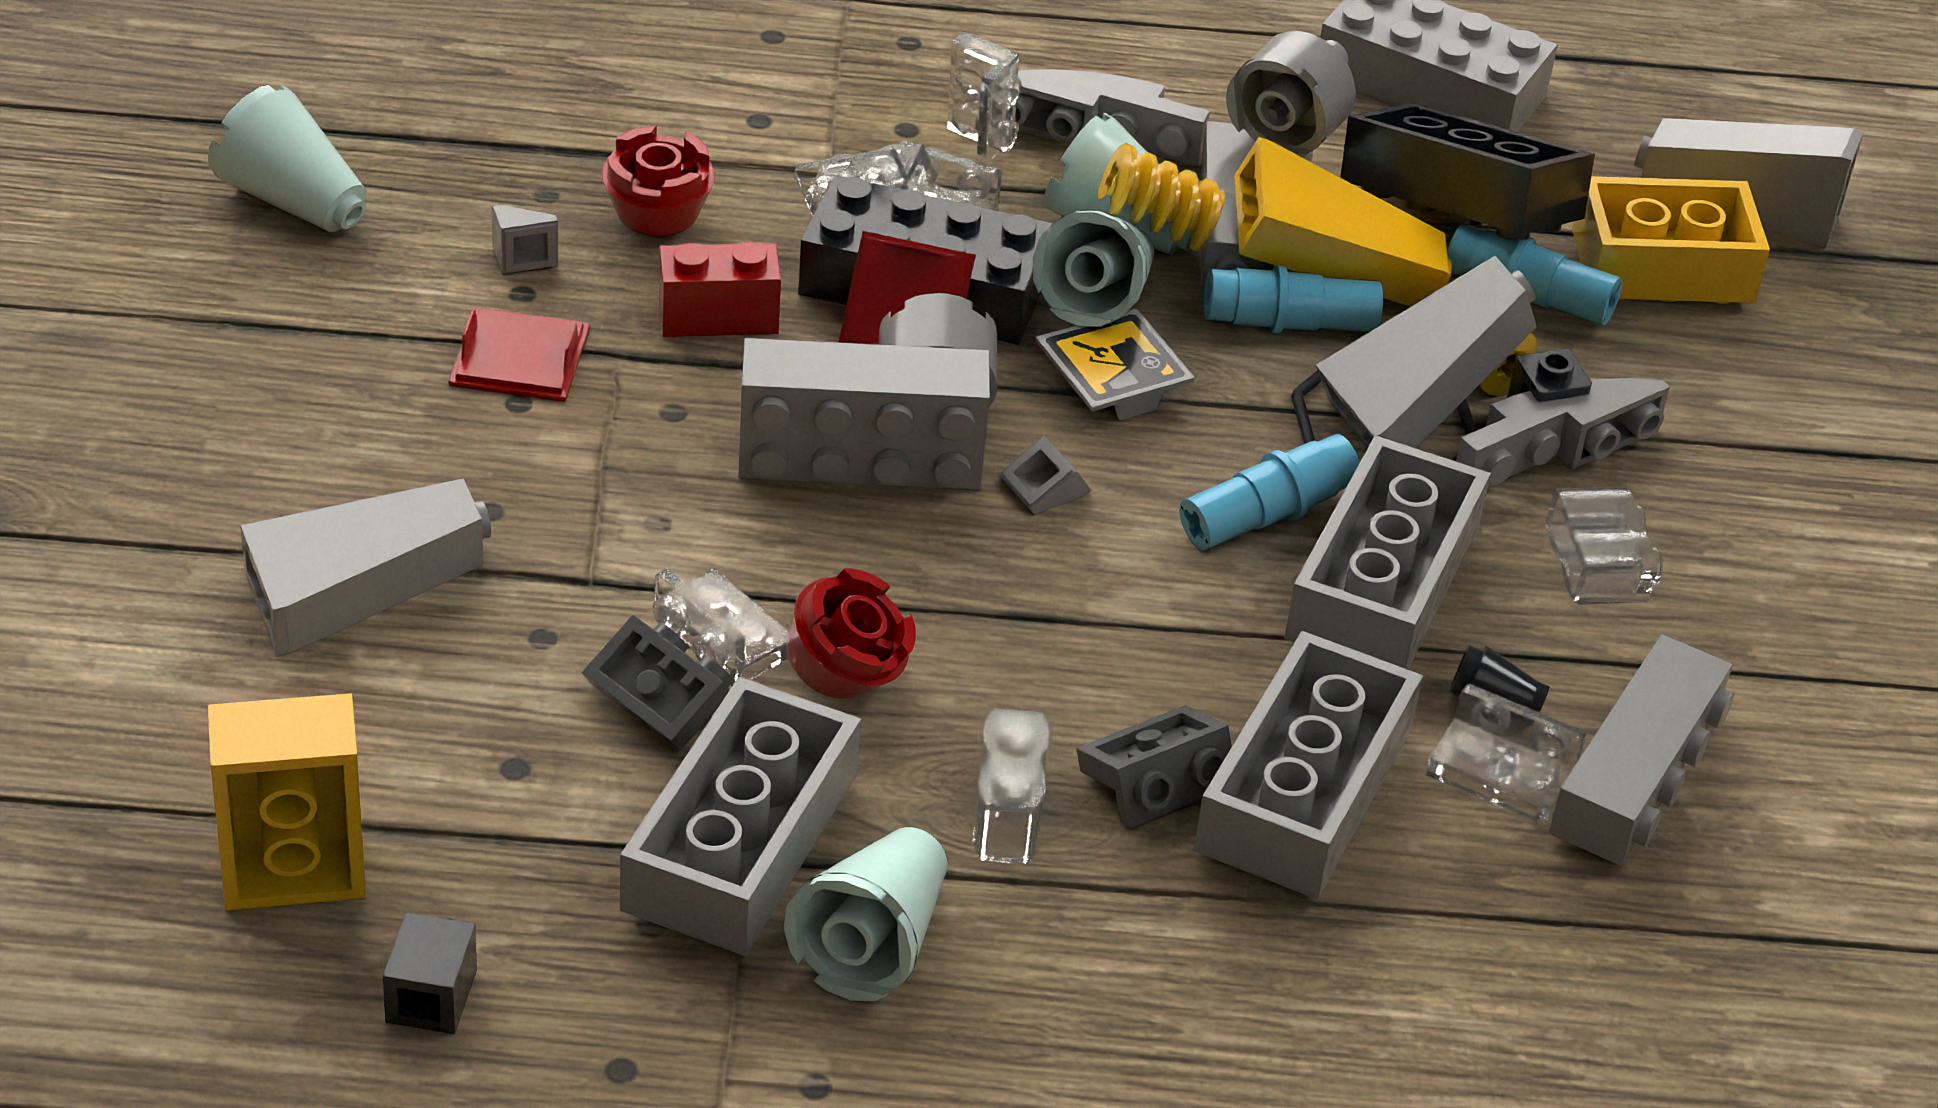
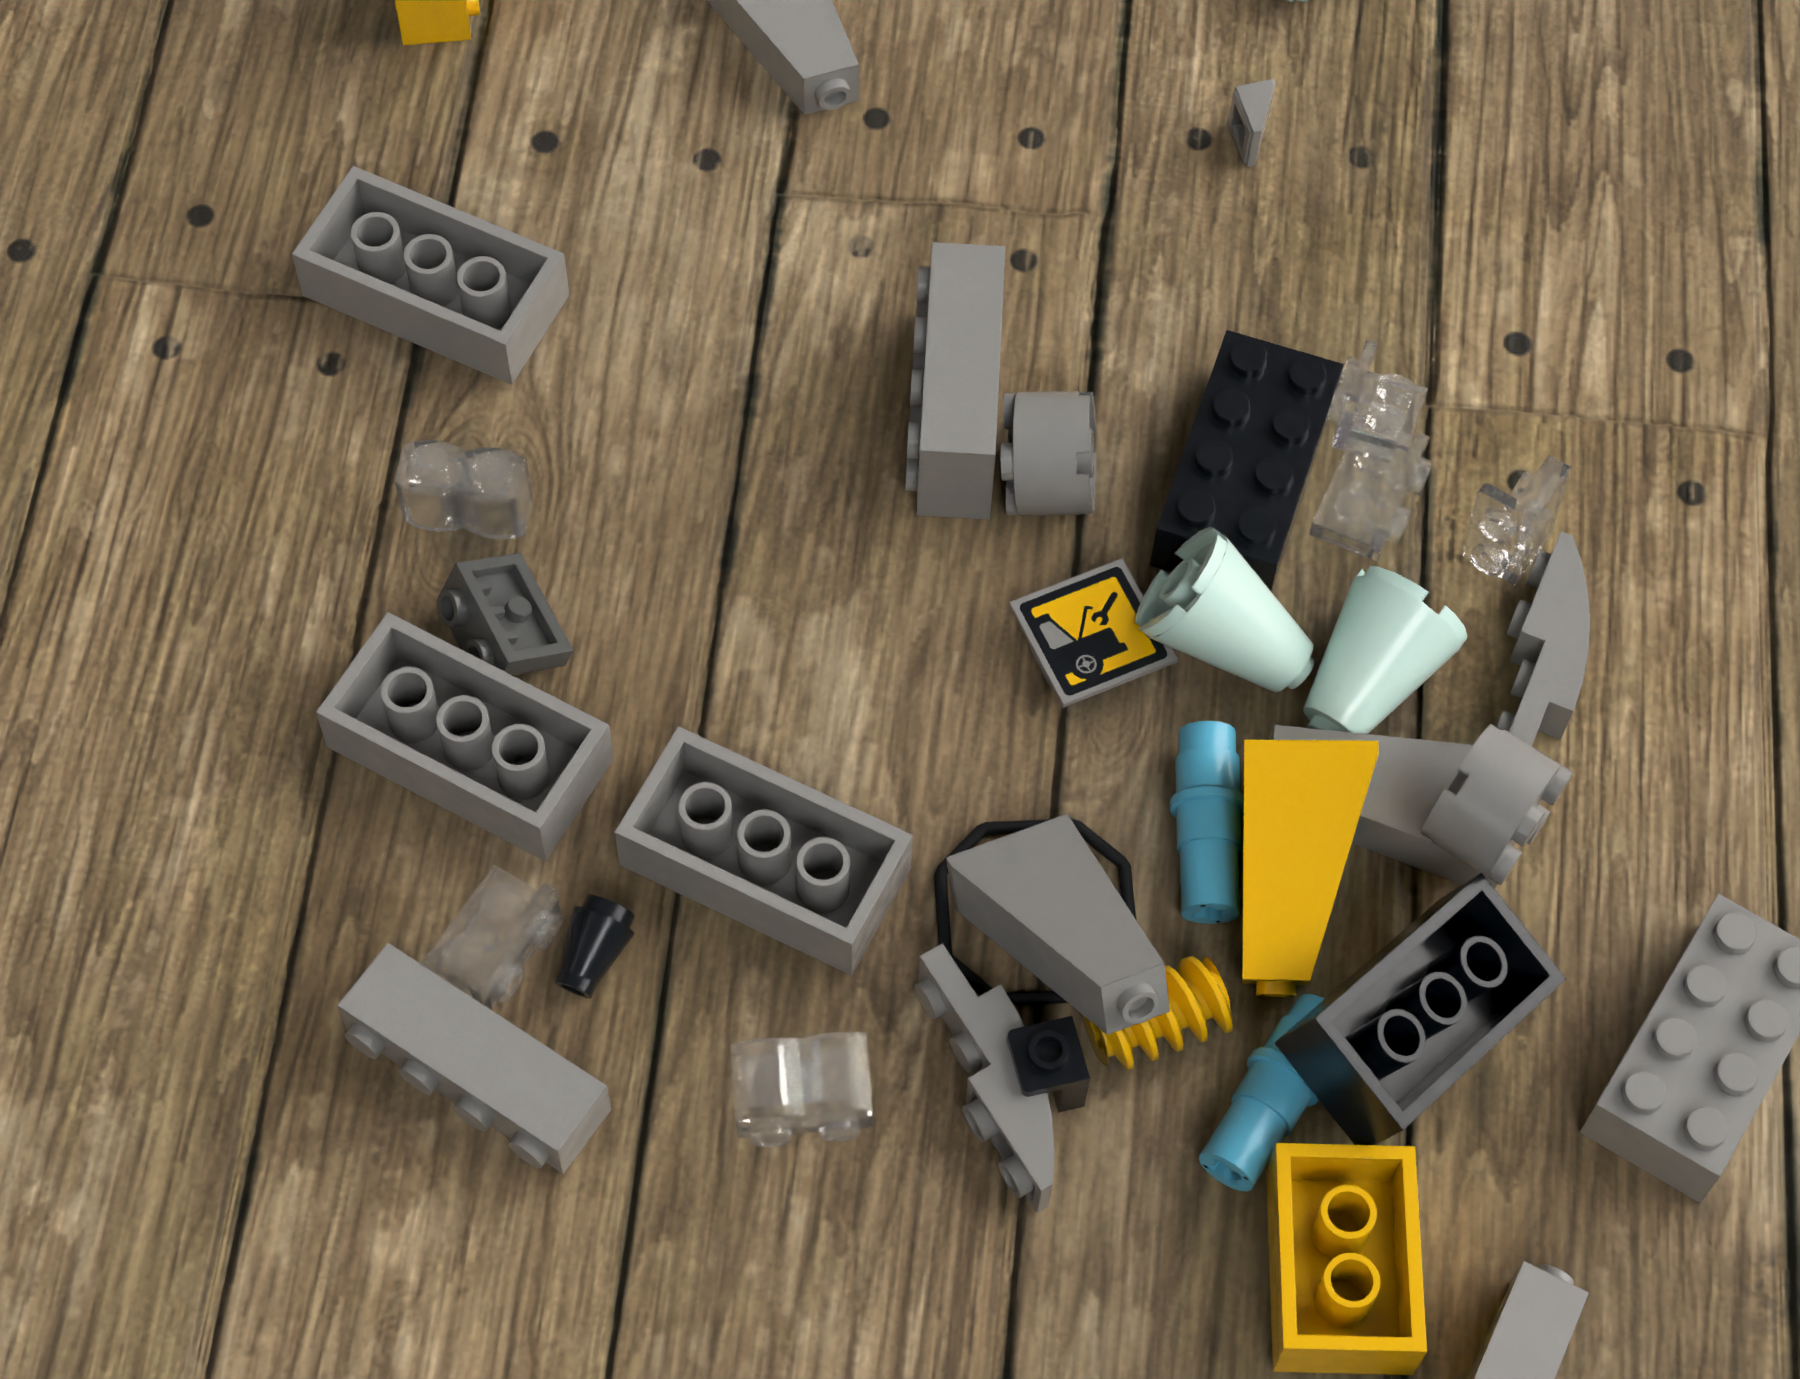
camera: 95 degrees right, 20 degrees up
(430, 973) = (289, 72): brick -> none
(519, 354) = (1103, 134): piece -> none
(658, 180) = (1339, 218): red cone -> none
(658, 681) = (624, 235): dark grey bracket -> none
(719, 289) = (1179, 279): red brick -> none
(720, 623) = (702, 280): clear bracket -> none
(848, 635) = (646, 357): red cone -> none
(868, 915) = (316, 371): light aqua cone -> none
(893, 271) = (1157, 436): red piece -> none
(1044, 478) = (924, 569): light grey slope -> none
(1162, 194) = (1303, 659): yellow piece -> none
(1270, 491) = (881, 759): medium azure piece -> none

